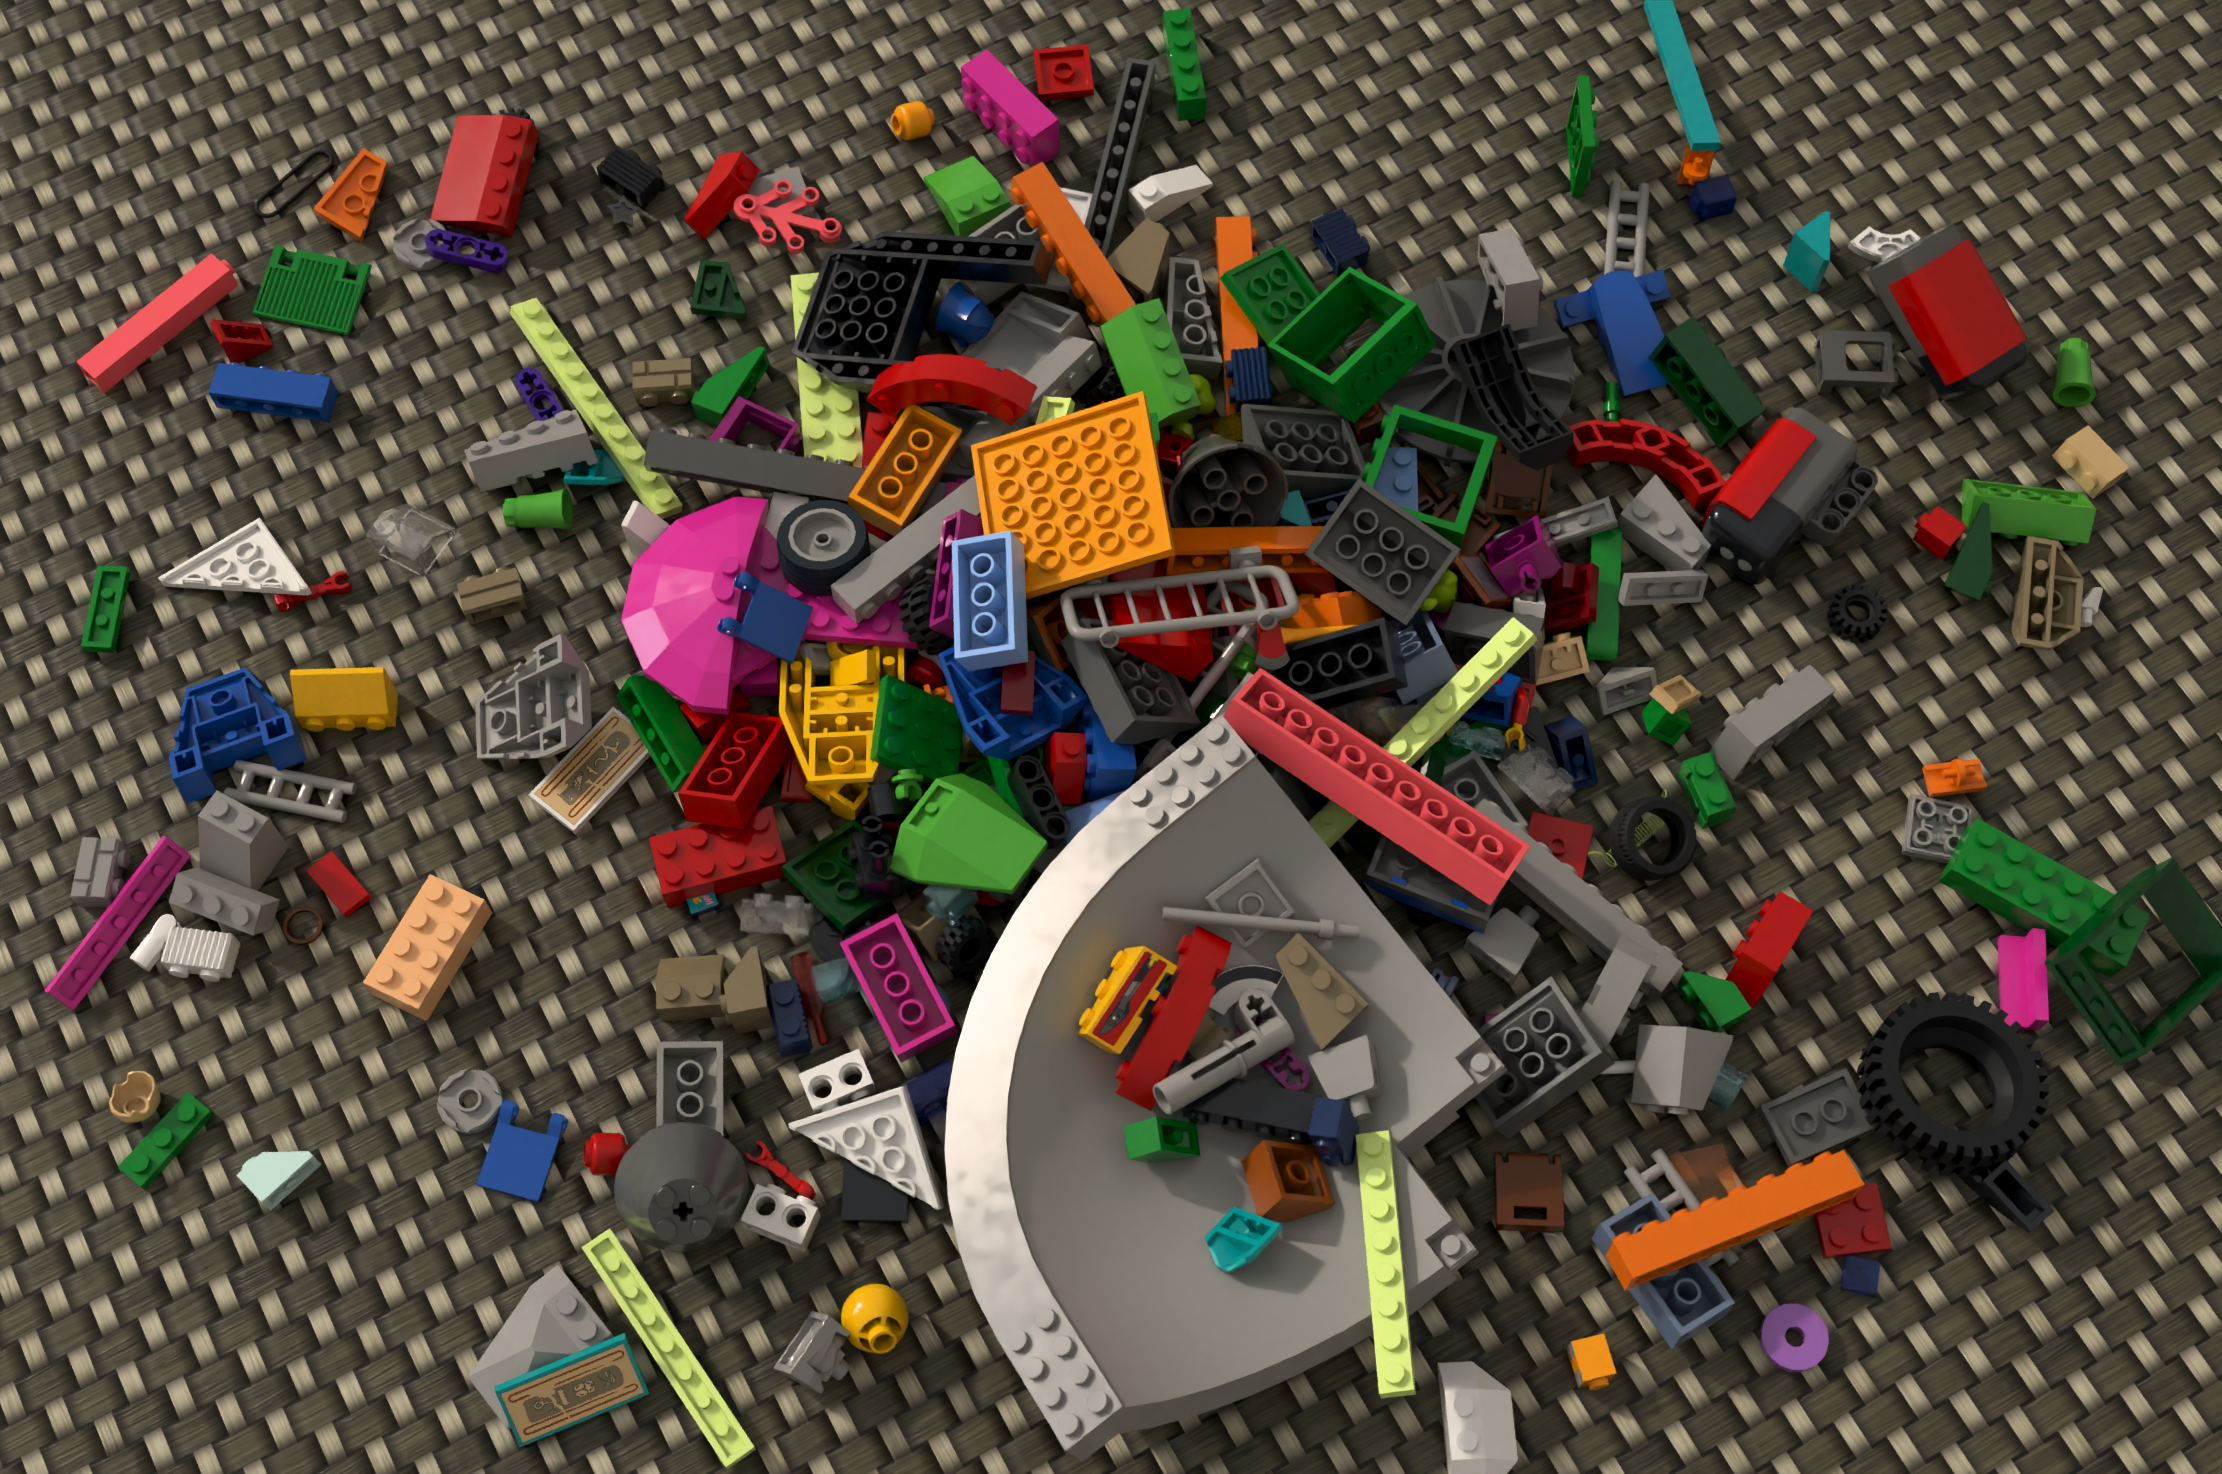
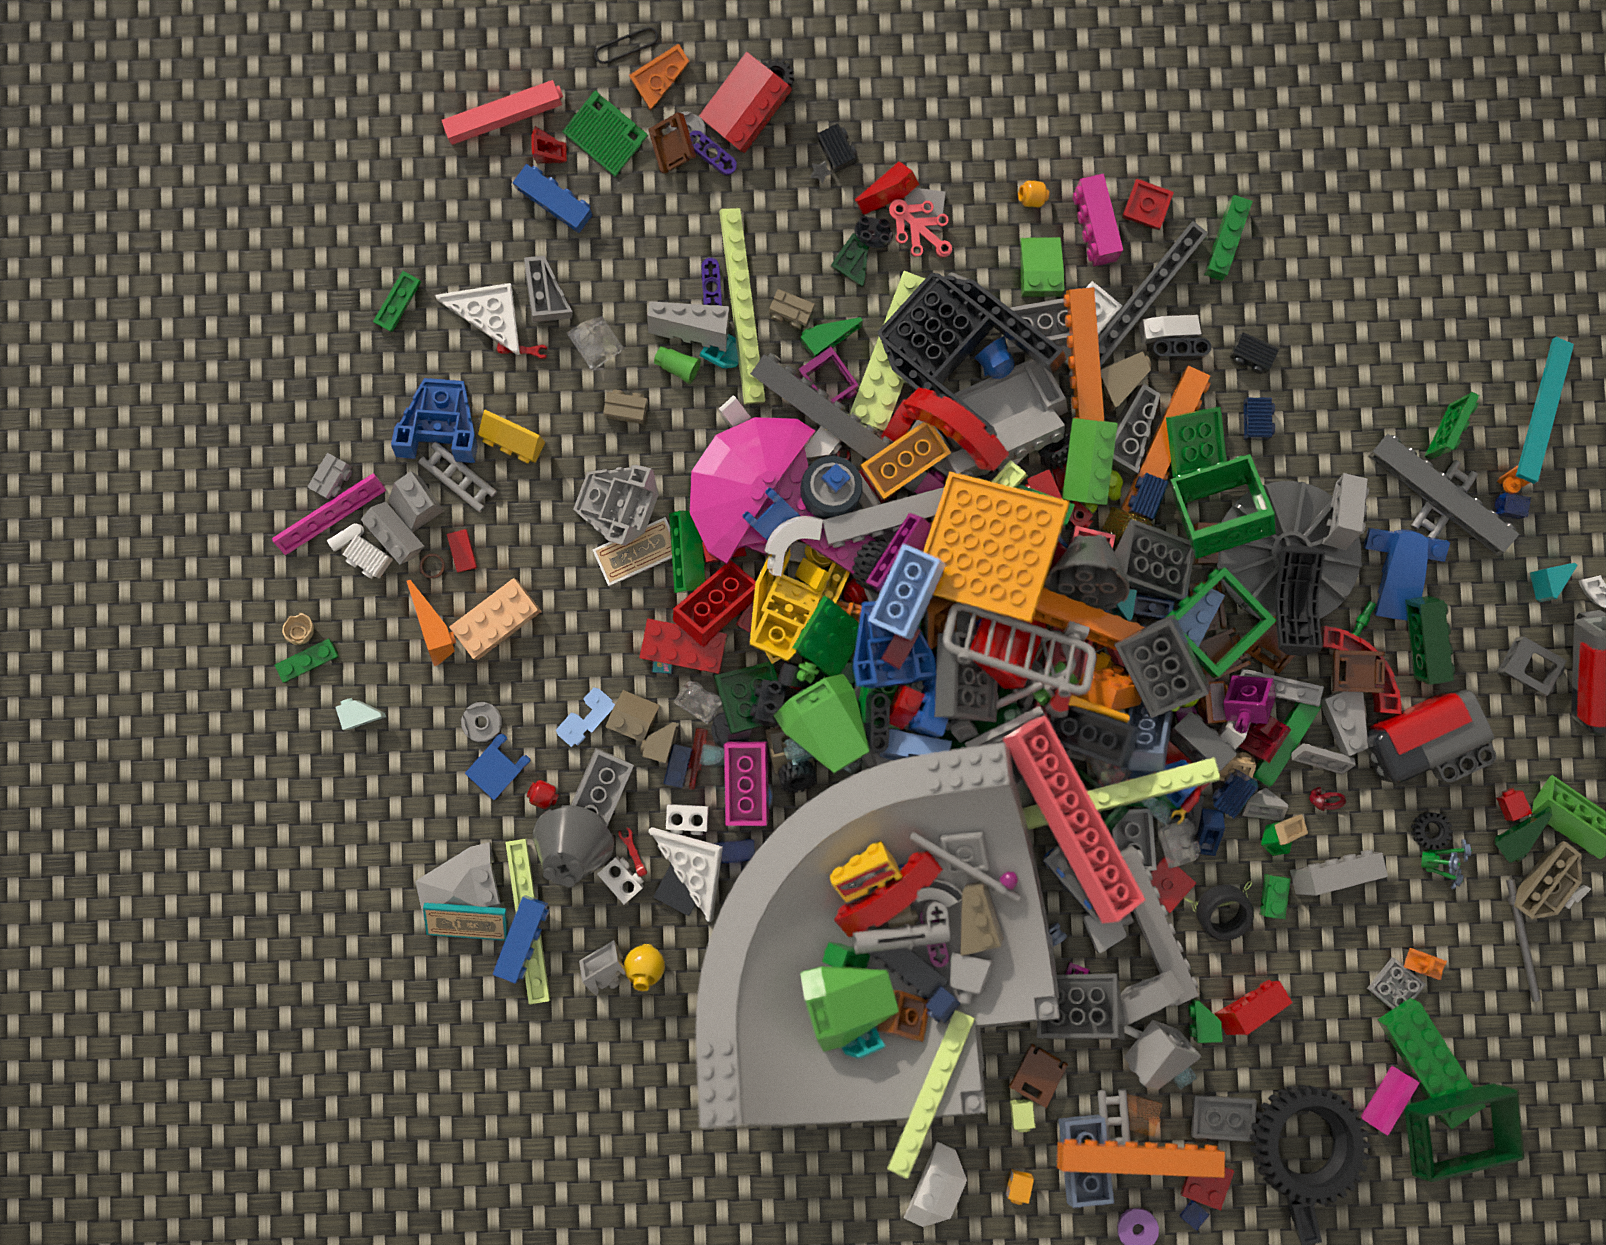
camera: 30 degrees right, 20 degrees up
(311, 504) = (544, 293): none -> light grey wedge
(338, 996) = (435, 631): none -> orange wedge
(413, 263) = (675, 147): none -> reddish brown container
(638, 998) = (574, 726): none -> light blue piece
(668, 1370) = (520, 939): none -> blue brick
(727, 248) = (873, 232): none -> black dish
(805, 610) = (785, 534): none -> white arch
(822, 523) = (835, 478): none -> blue plate
(1195, 1190) = (846, 1002): none -> bright green wedge
(1205, 199) = (1188, 344): none -> black beam
(1291, 173) = (1254, 353): none -> black brick
(1331, 909) = (1009, 879): none -> magenta hinge
(1537, 1256) = (1022, 1115): none -> yellowish green brick
(1574, 684) = (1234, 793): none -> dark blue brick
(1620, 219) = (1443, 494): none -> dark grey brick
(1644, 455) = (1361, 671): none -> reddish brown container
(1689, 643) = (1319, 801): none -> dark red piece
(1880, 648) = (1431, 859): none -> plant
(2060, 691) = (1523, 941): none -> flat silver bar

